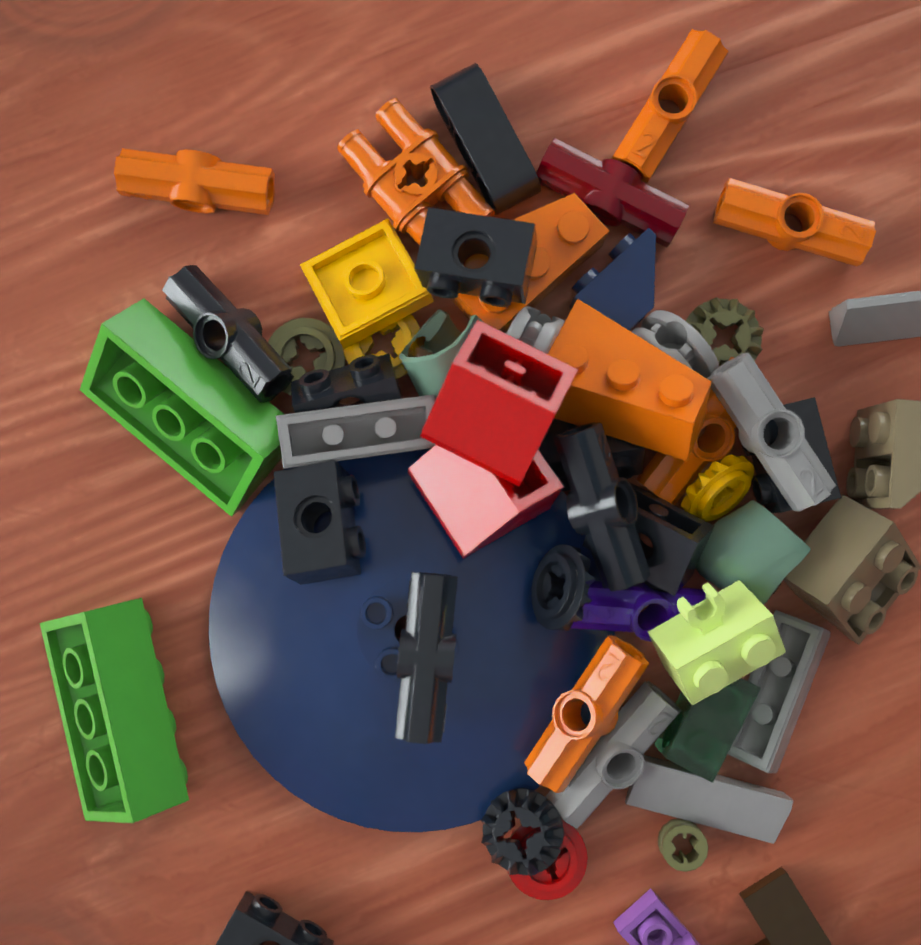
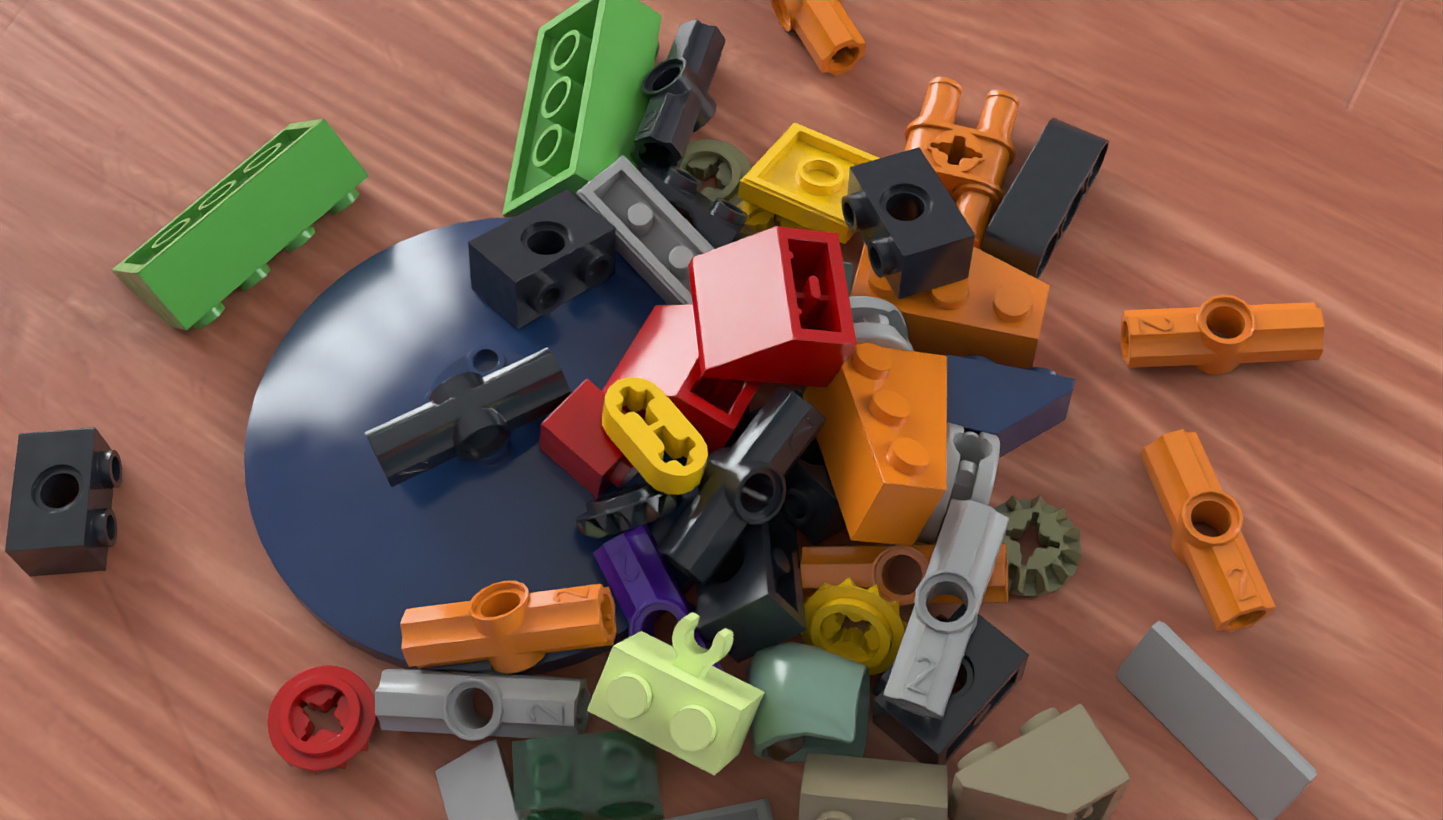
camera: 60 degrees right, 25 degrees down
(496, 579) = (581, 446): none -> red brick
(533, 811) = (333, 681): black gear -> none
(539, 532) = (646, 439): none -> yellow beam
(611, 191) = (1088, 340): dark red piece -> none

